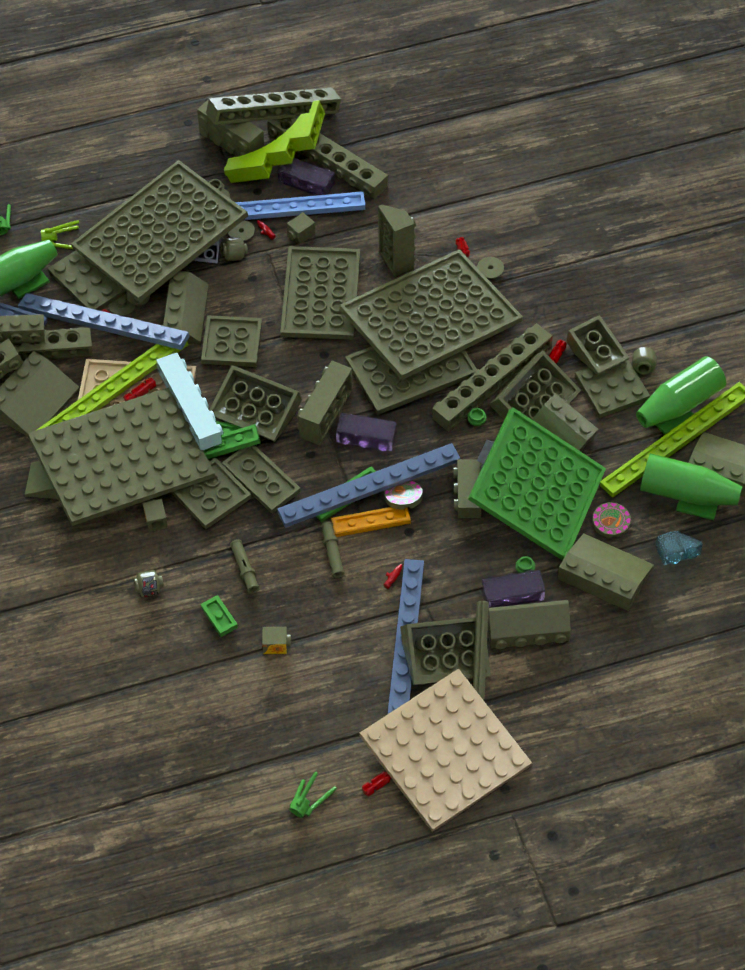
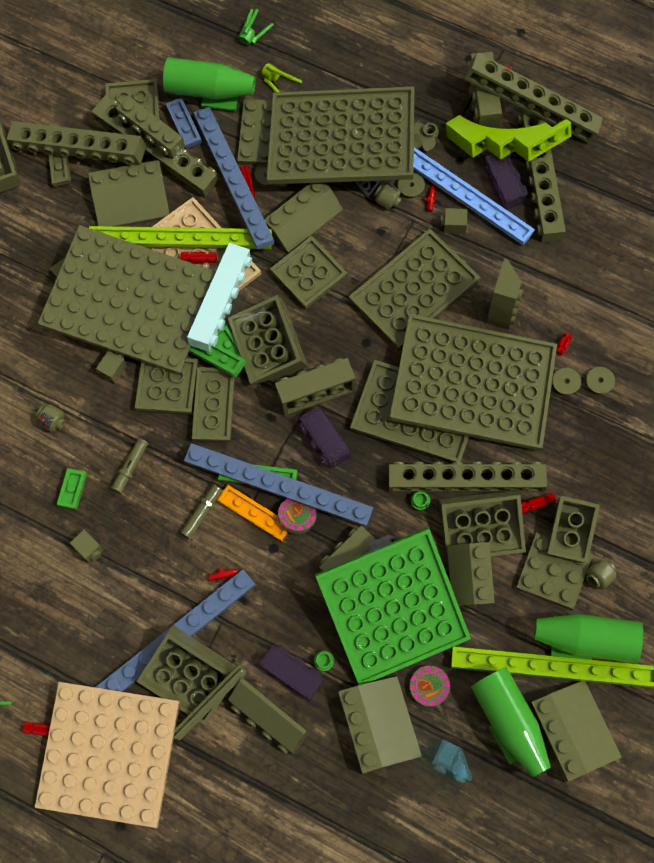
camera: 50 degrees right, 15 degrees up
(512, 249) = (600, 380): none -> olive piece

